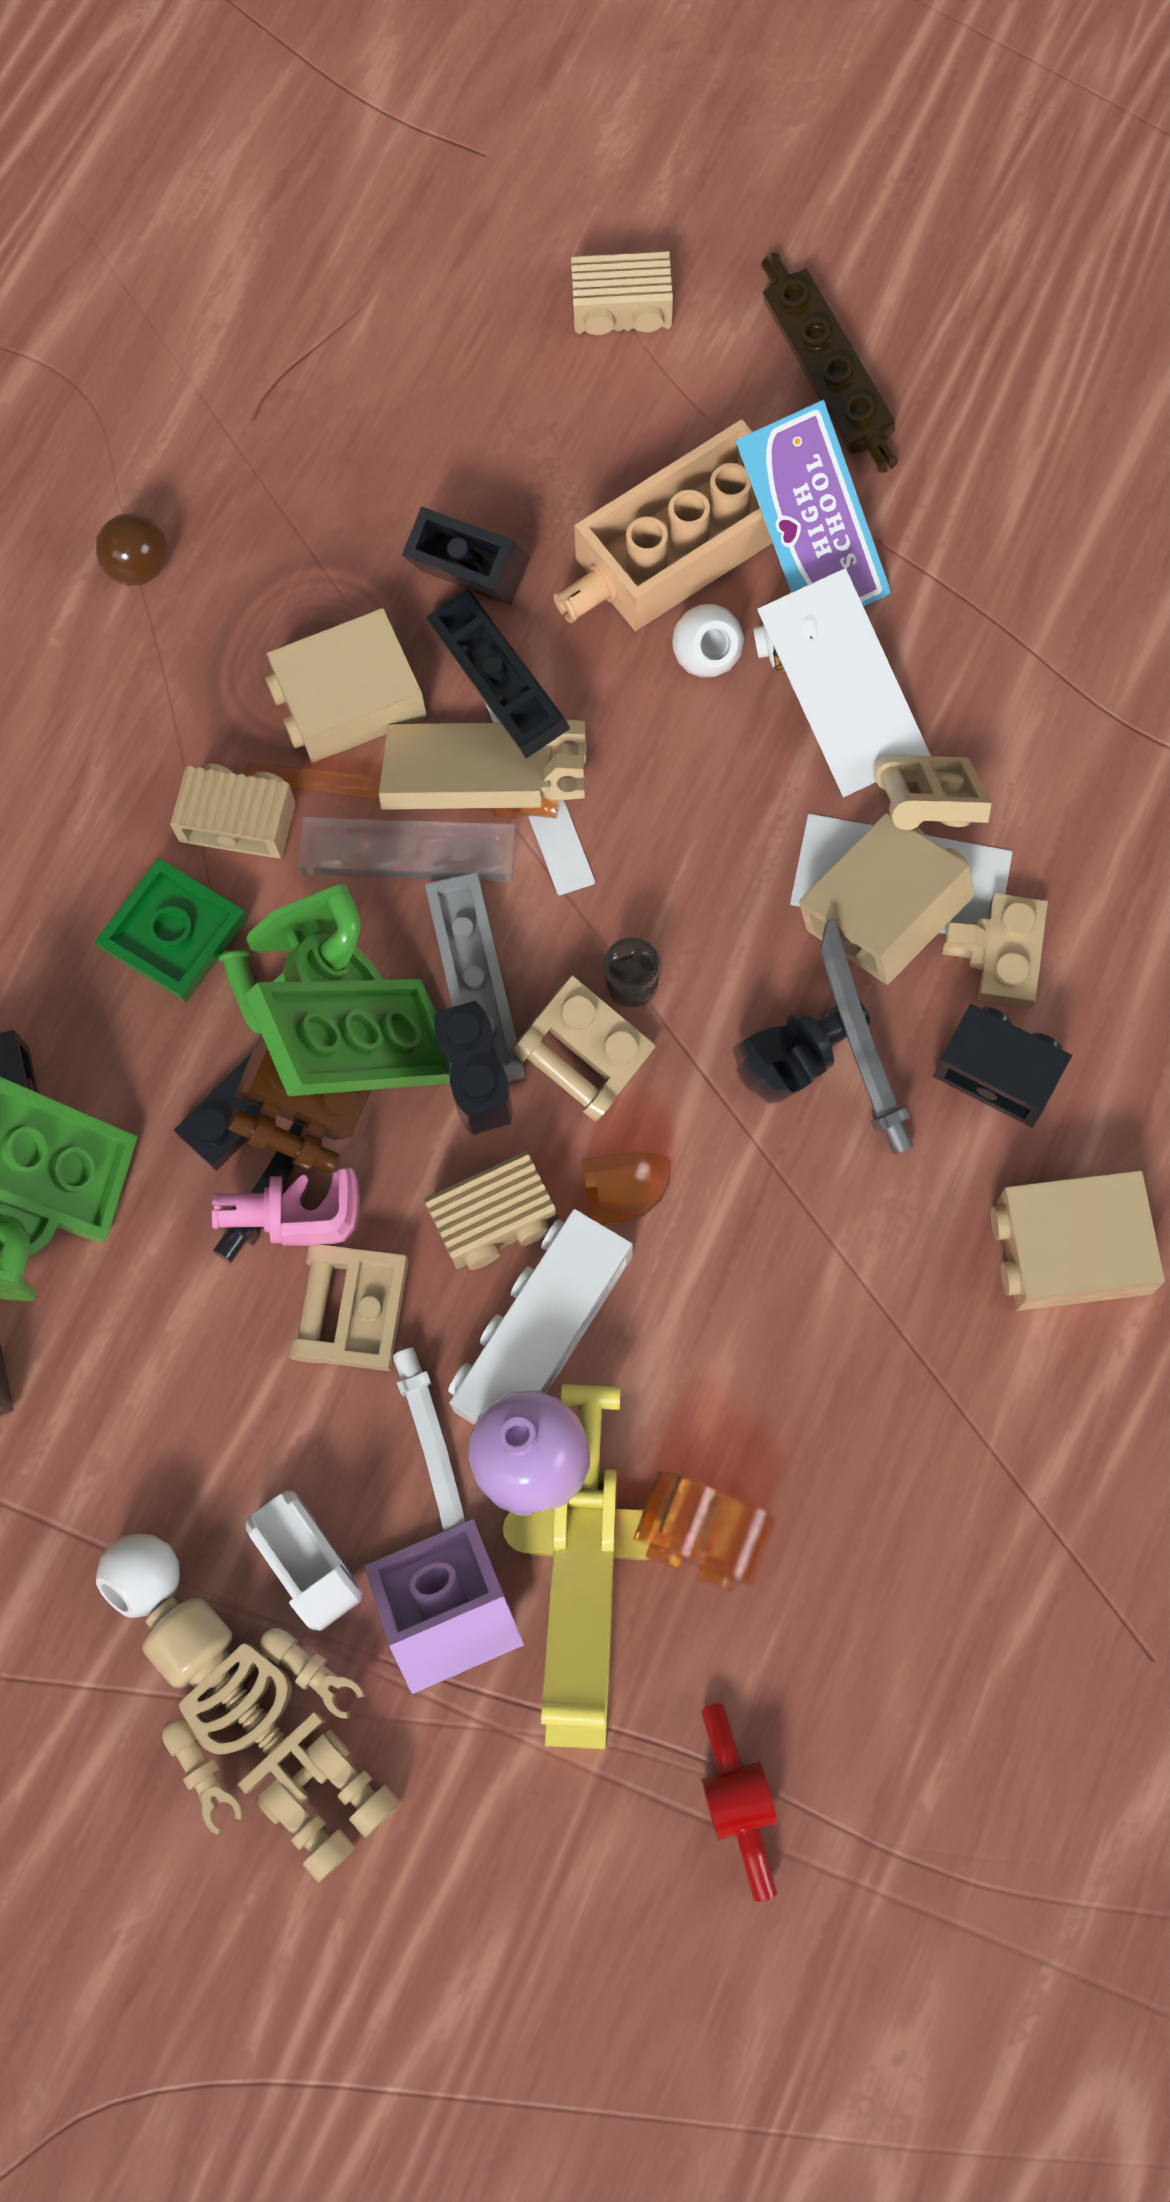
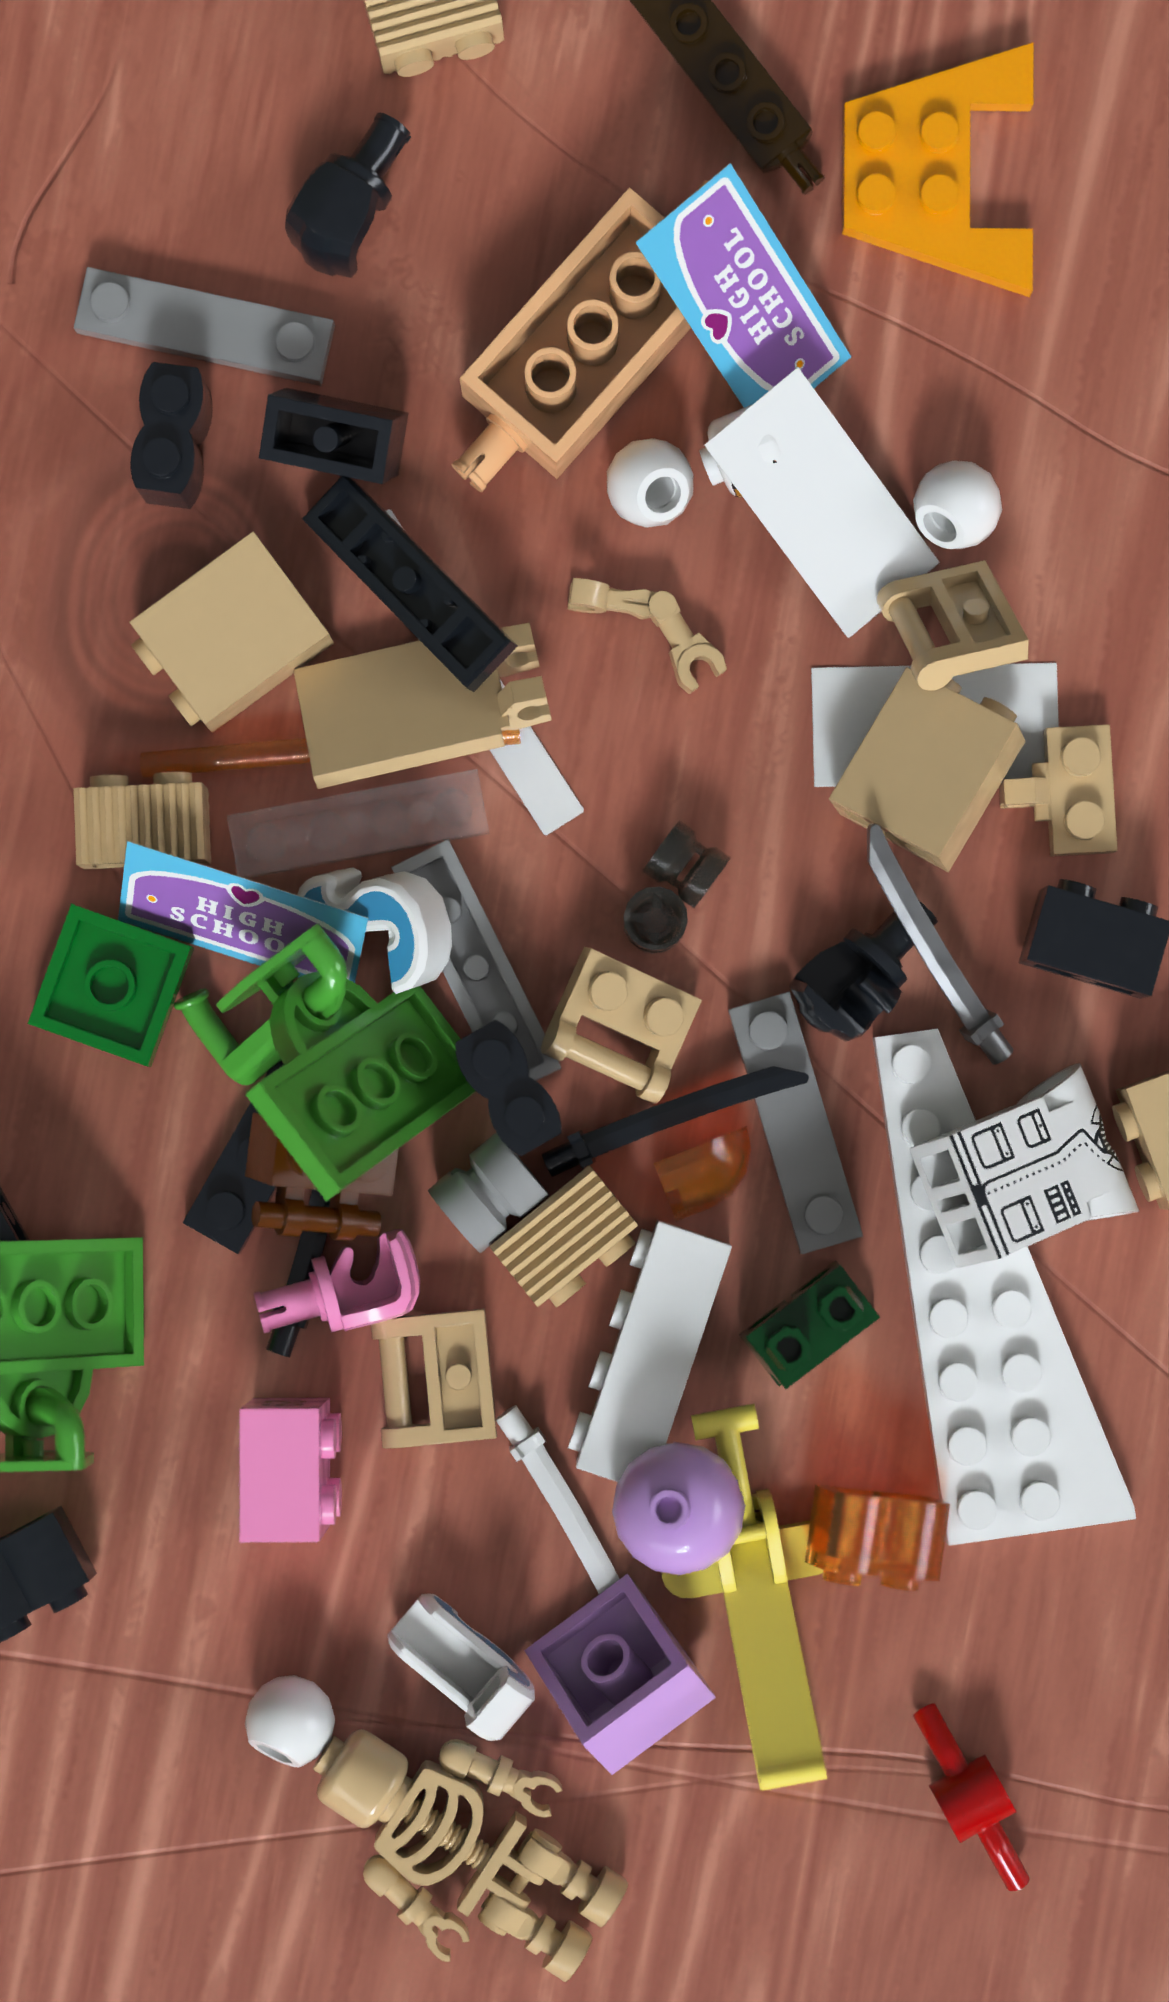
camera: 15 degrees left, 15 degrees up
(198, 1344) = (287, 1469): none -> bright pink brick
(268, 874) = (228, 910): none -> sticker
(340, 535) = (176, 421): none -> black brick
(387, 470) = (204, 326): none -> light grey plate
(423, 912) = (397, 903): none -> white animal
(435, 1157) = (488, 1193): none -> light grey wheel
(514, 396) = (341, 199): none -> black piece
(607, 1132) = (585, 1147): none -> black sword
(642, 719) = (663, 610): none -> tan piece
(669, 934) = (676, 854): none -> clear smoke wheel
(693, 1313) = (810, 1326): none -> dark green hips
(712, 1166) = (796, 1126): none -> light grey plate
(845, 1430) = (999, 1383): none -> white wing
(901, 1240) = (1024, 1172): none -> white piece
(955, 702) = (957, 505): none -> white piece
(968, 470) = (912, 169): none -> light orange wing

